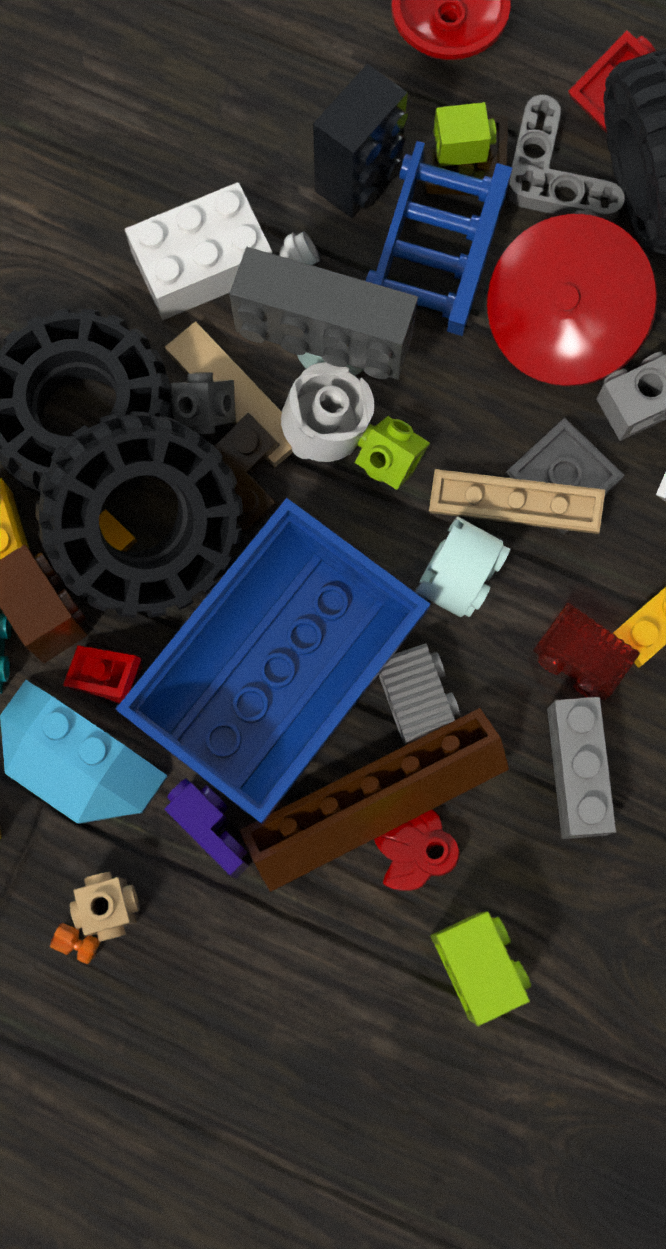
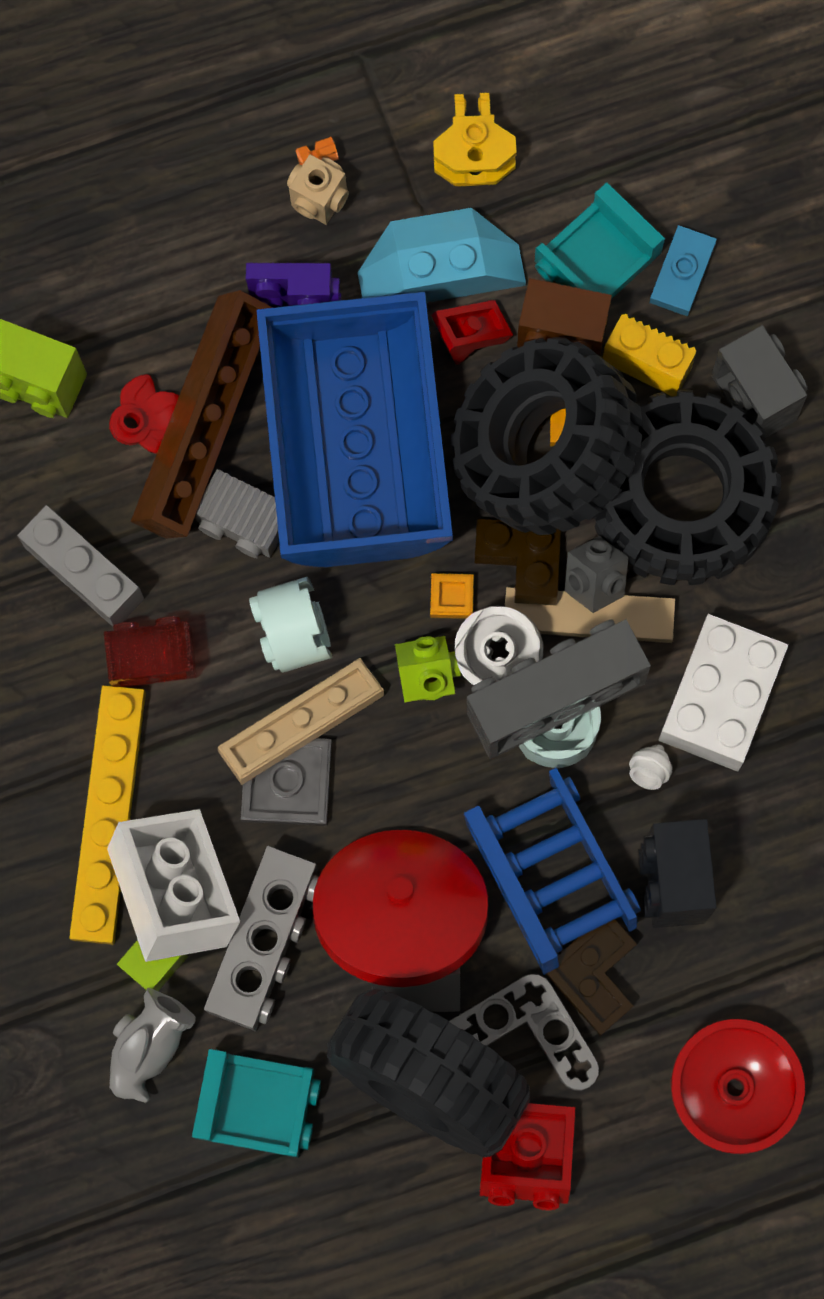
camera: 140 degrees right, 0 degrees up
(318, 495) = (451, 595): none -> light orange tile
(463, 134) = (612, 970): lime brick -> none

